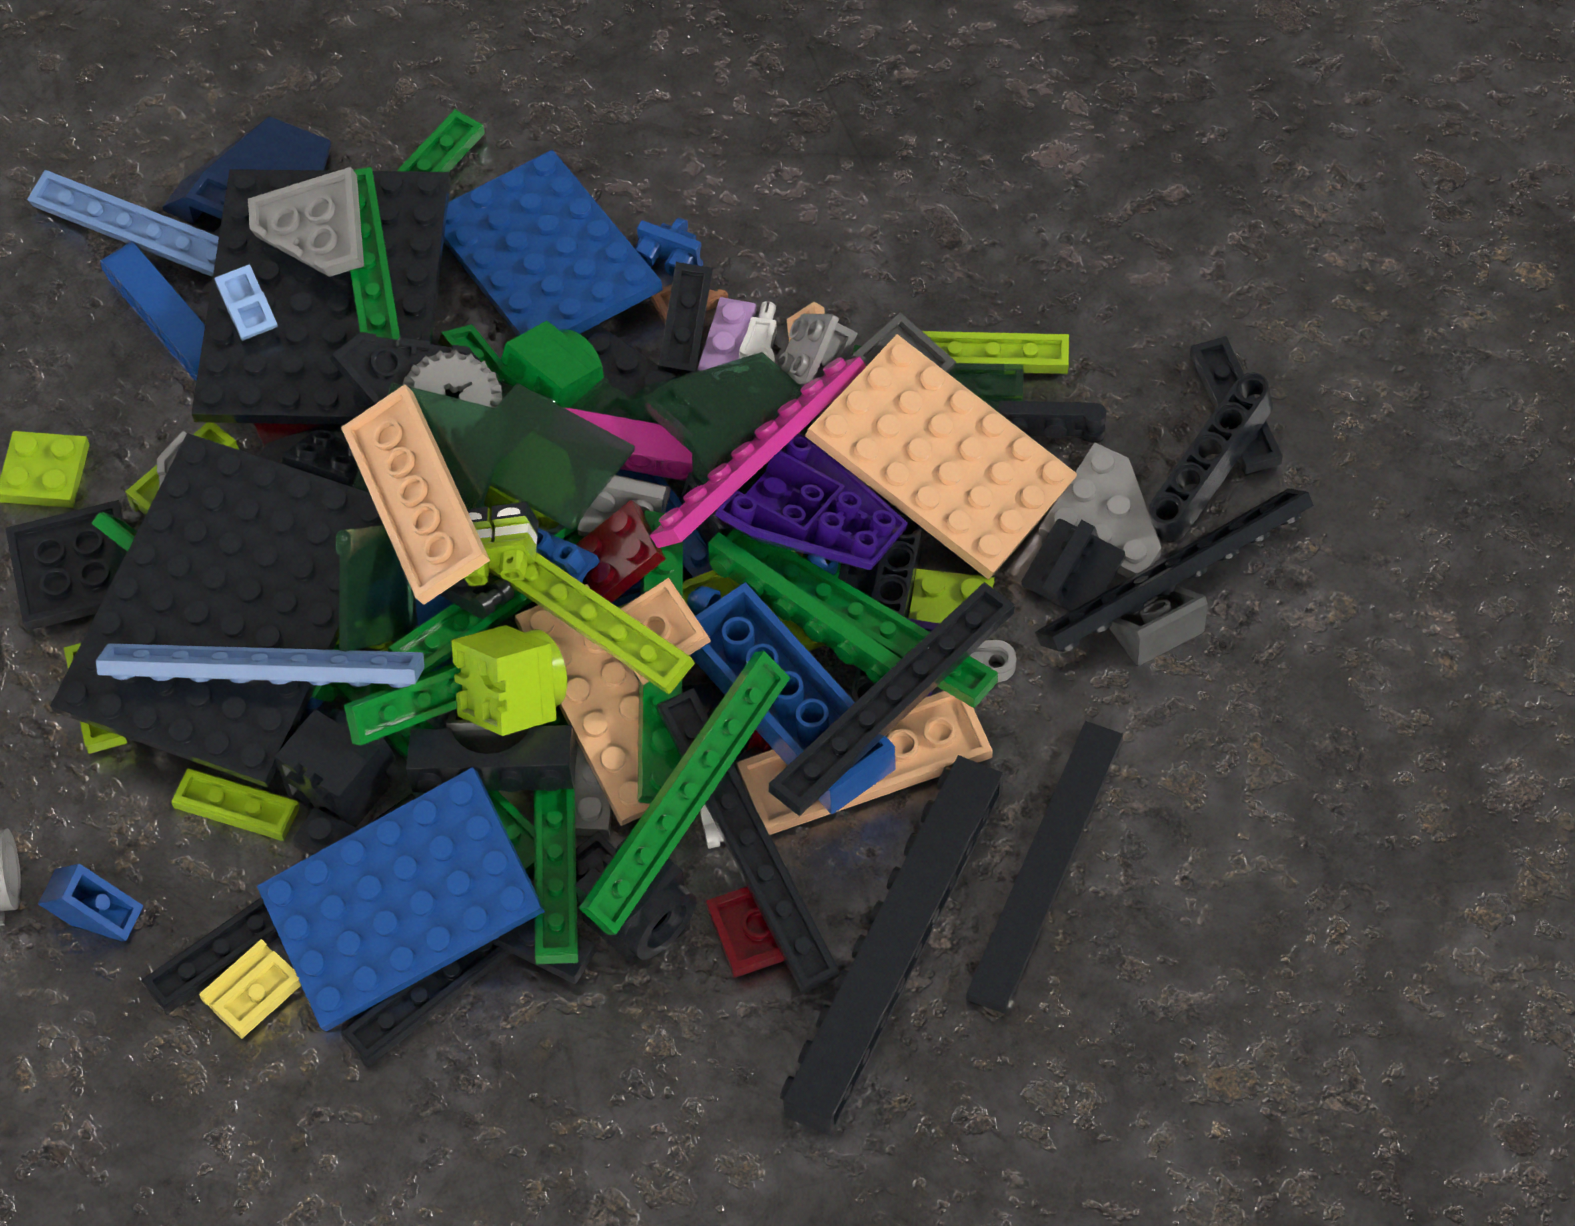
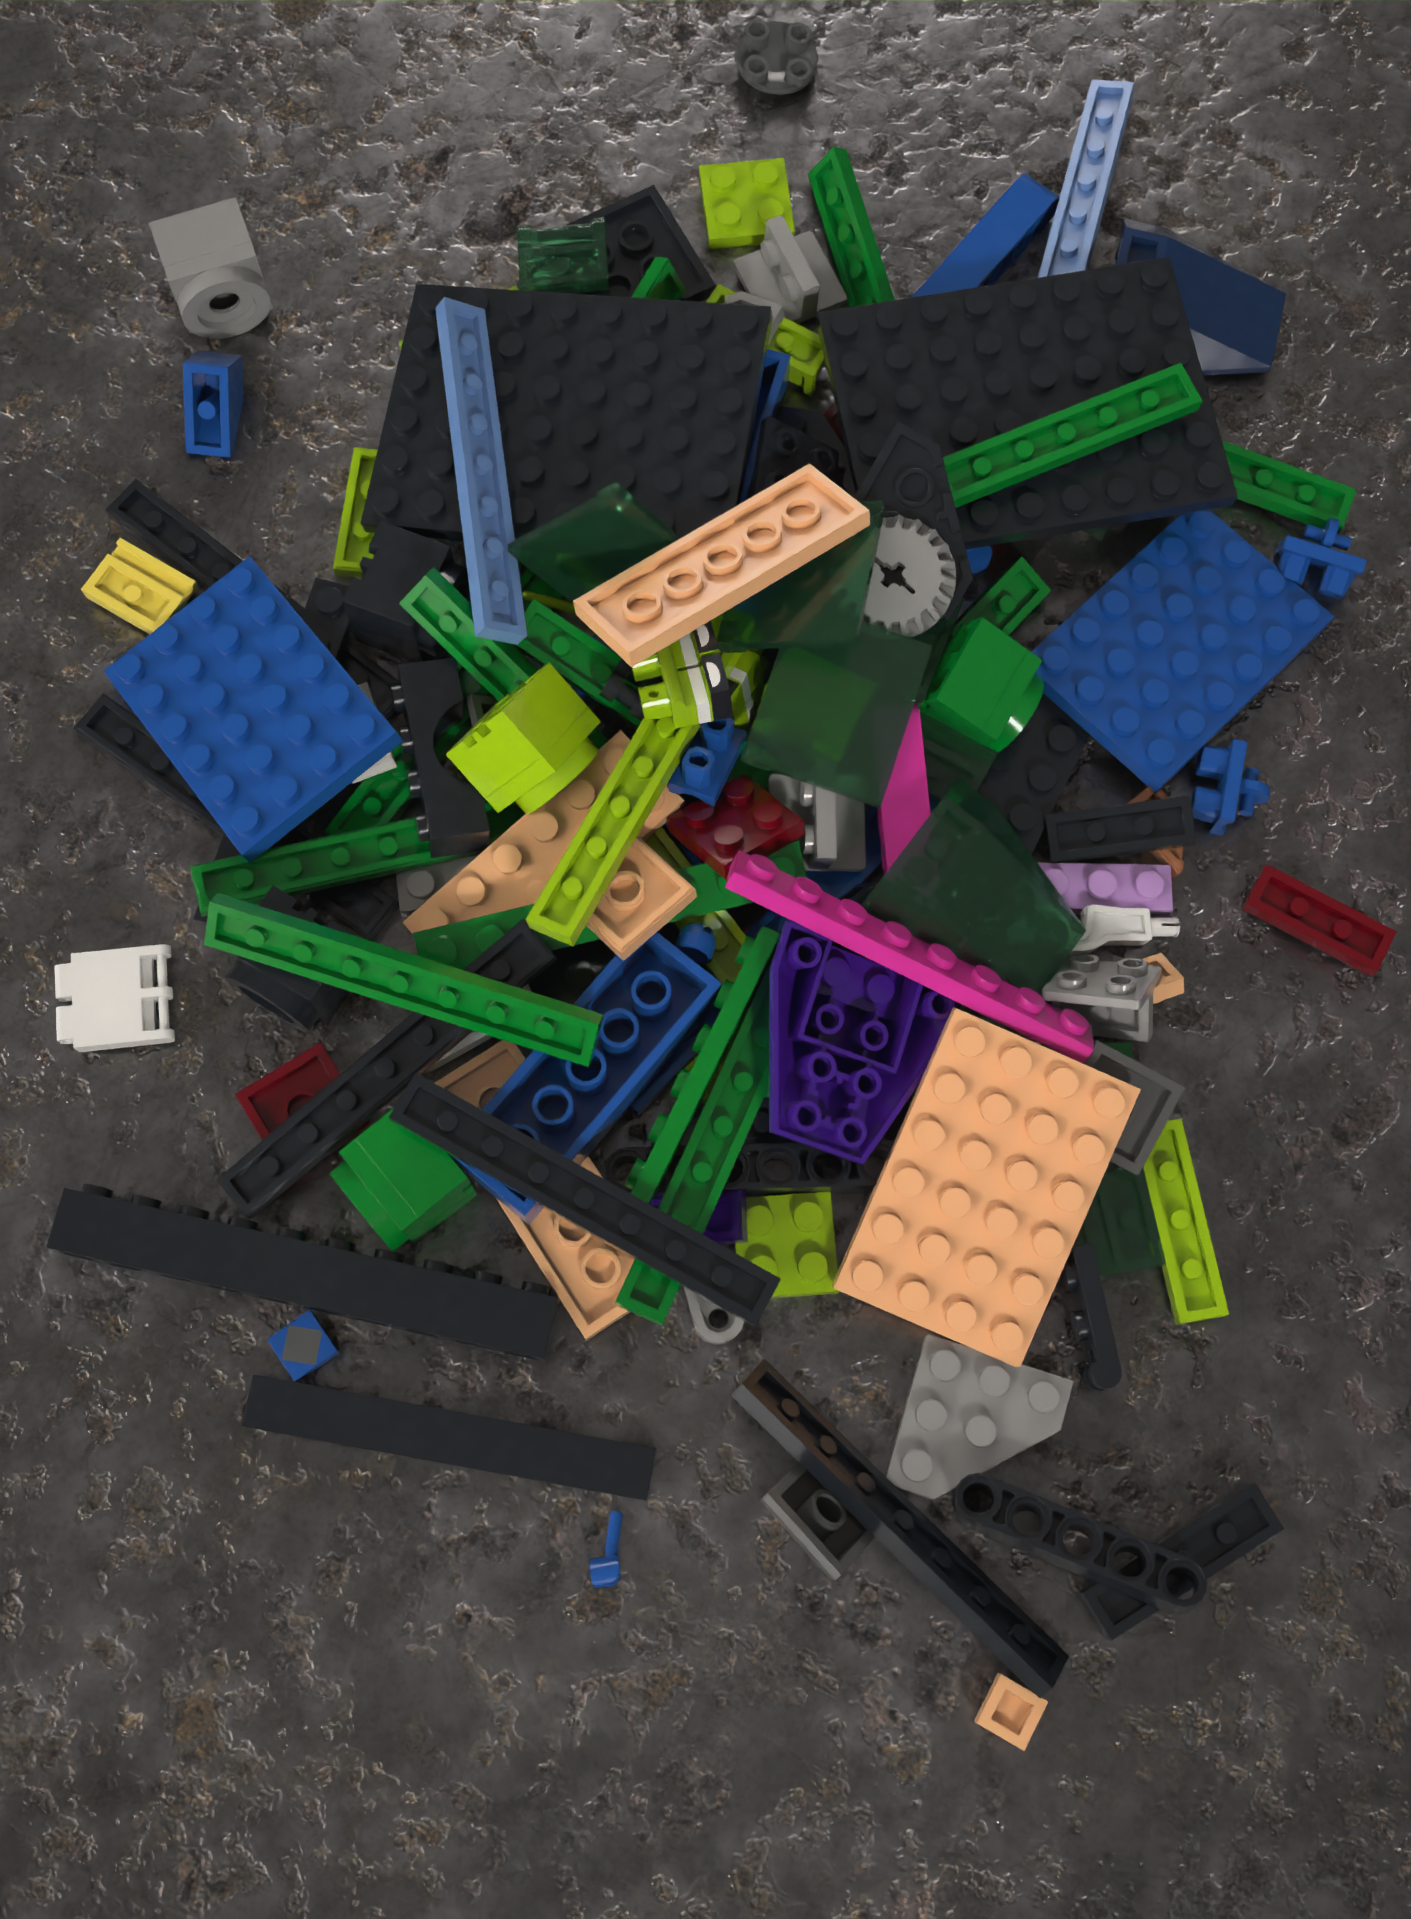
camera: 70 degrees right, 15 degrees up
(66, 604) = (564, 267): none -> clear green plate
(112, 395) = (849, 230): none -> green plate
(126, 448) = (791, 273): none -> light grey bracket
(245, 302) = (974, 323): light blue slope -> none
(313, 221) = (1099, 358): light grey plate -> none
(514, 136) = (1338, 566): none -> blue hips
(623, 1058) = (114, 998): none -> white plate
(789, 215) = (1319, 920): none -> dark red plate
(838, 848) = (401, 1182): none -> green piece
(950, 957) = (303, 1346): none -> tile
(1073, 565) = (872, 1388): black bracket -> none
(1167, 768) = (606, 1570): none -> blue hand
(1319, 529) = (1011, 1711): none -> light nougat plate

